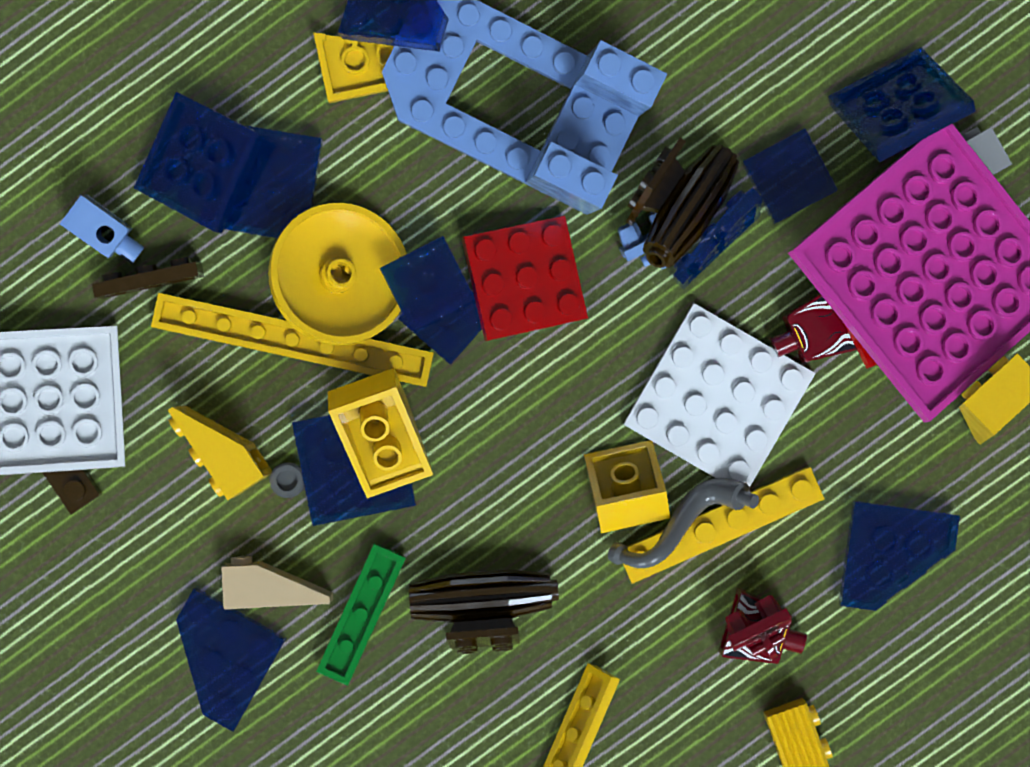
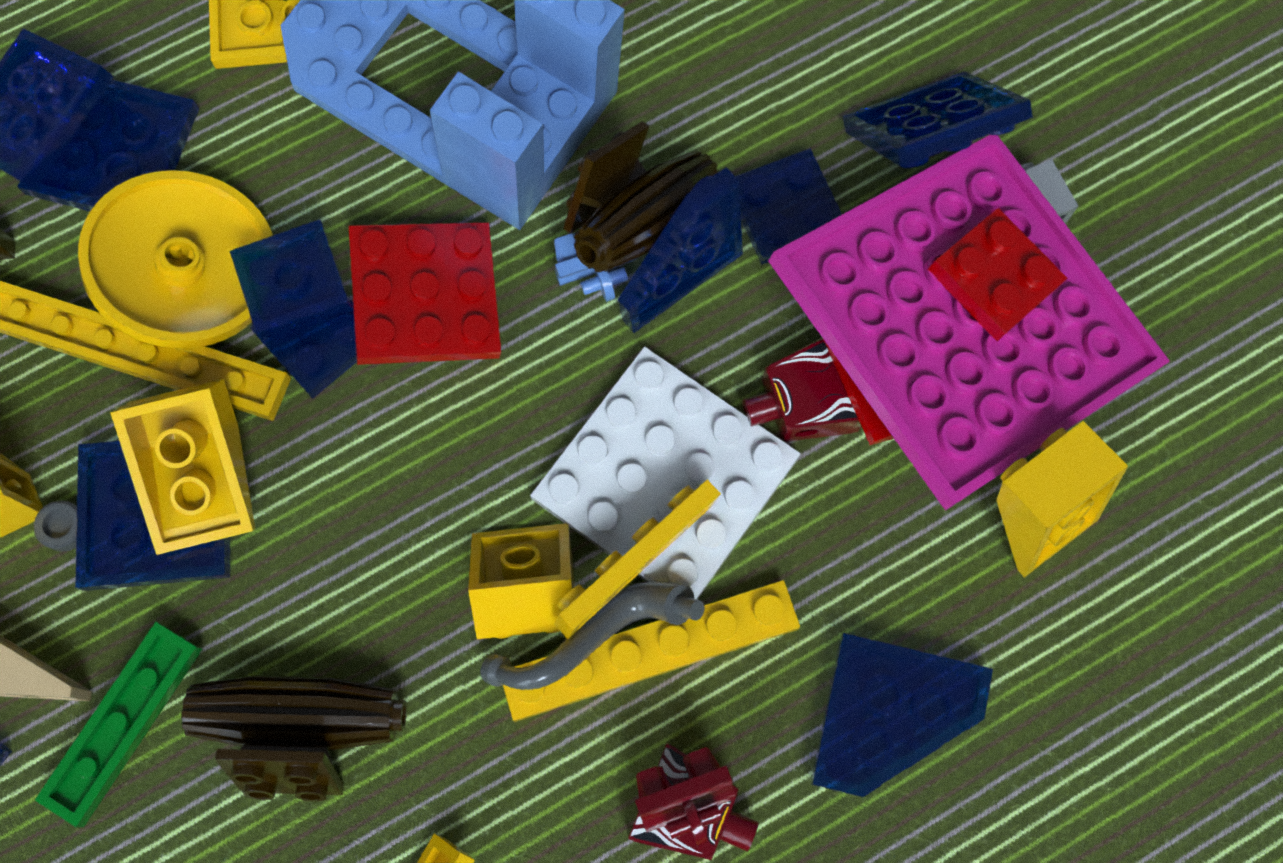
camera: 15 degrees right, 15 degrees down
(699, 481) = (619, 570): none -> yellow plate
(954, 241) = (997, 274): none -> red plate

